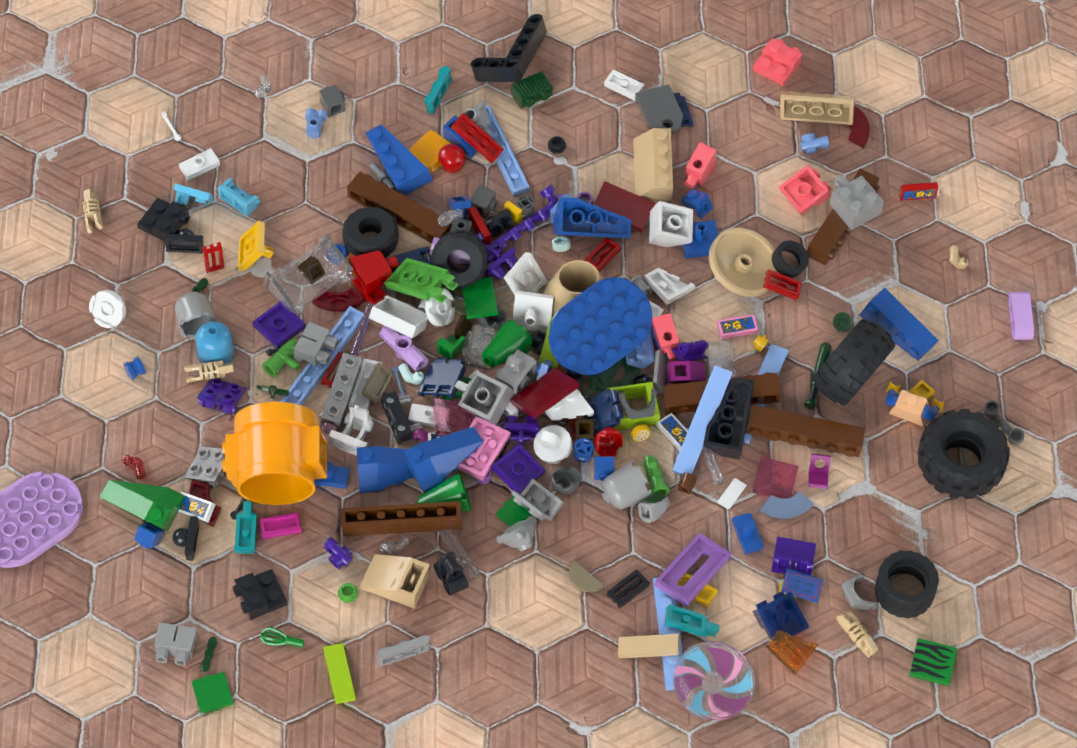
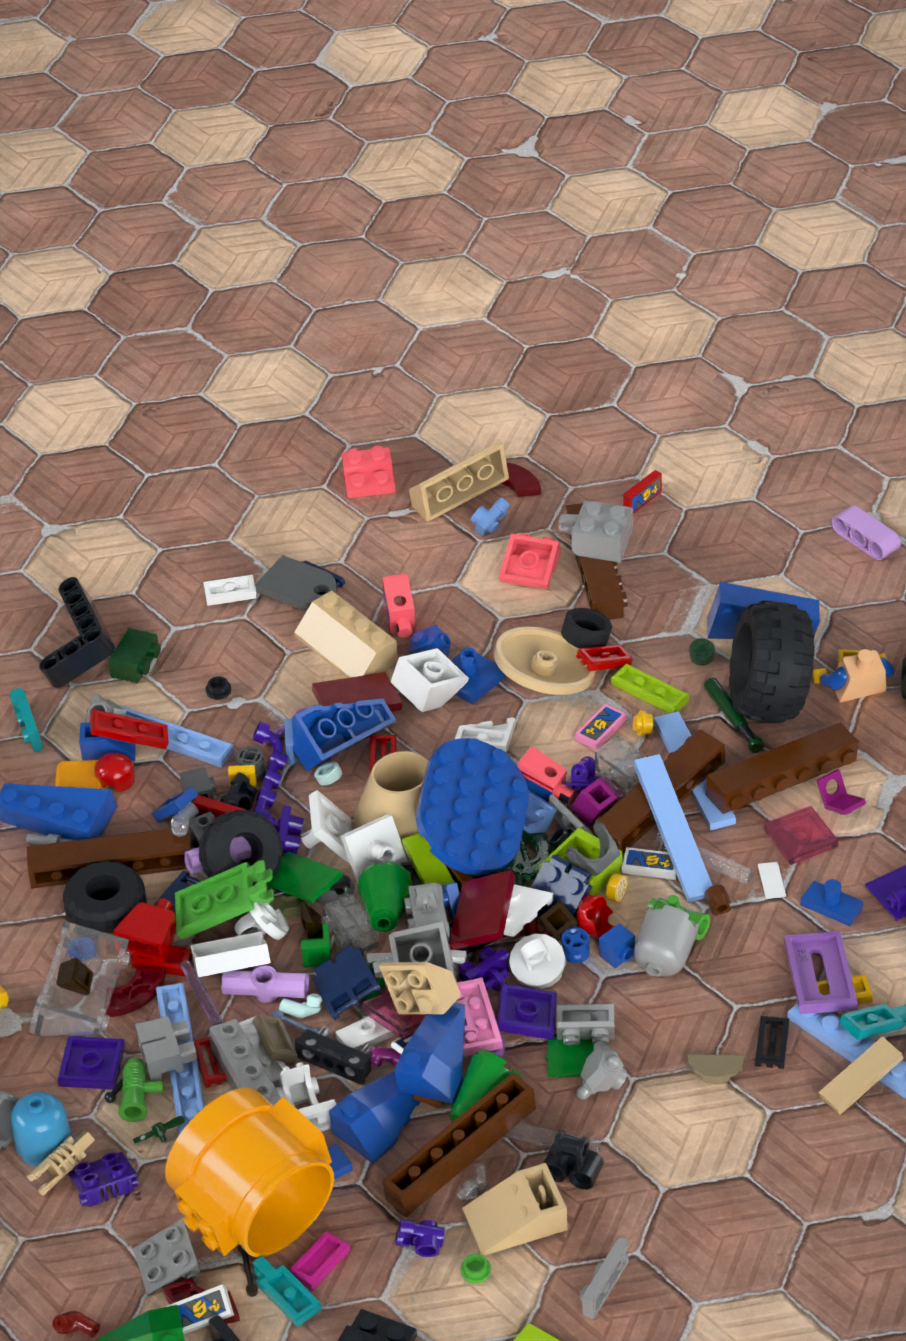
camera: 35 degrees left, 15 degrees down
(463, 415) = (420, 987): none -> tan slope
(566, 480) = (592, 984): dark grey hair -> none
(653, 507) = (711, 945): light grey rock -> none
(728, 425) = (704, 805): black wedge -> none
(786, 508) = (844, 851): sand blue tile -> none
(789, 323) = (649, 689): none -> lime tile
(954, 259) = (743, 528): tan arm -> none

